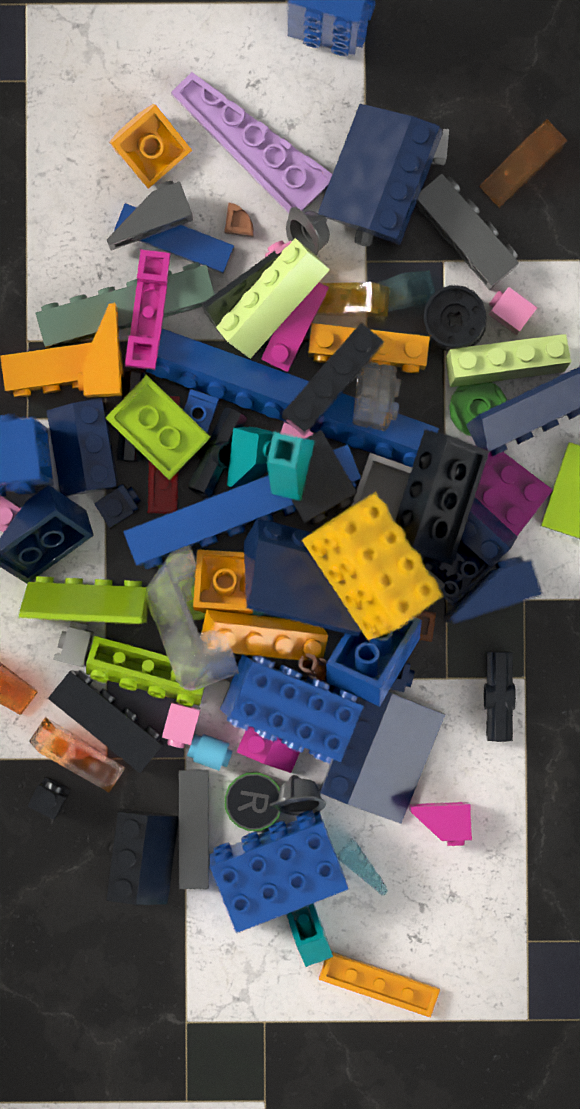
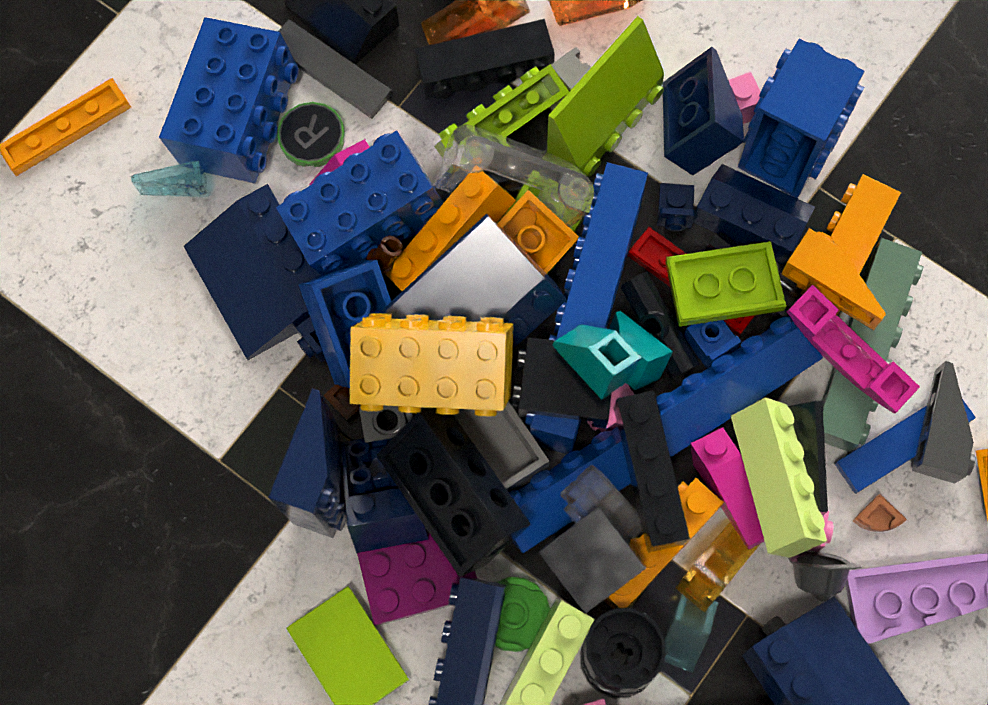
camera: 135 degrees right, 15 degrees down
(181, 725) = (428, 117): bright pink brick -> none
(209, 751) = (385, 121): medium azure brick -> none
(298, 796) = (284, 169): dark grey piece -> none
(309, 935) = (149, 91): teal slope -> none
(415, 376) = (592, 559): none -> black tile
(446, 820) = (152, 282): dark pink slope -> none
(499, 696) = (220, 418): black piece -> none

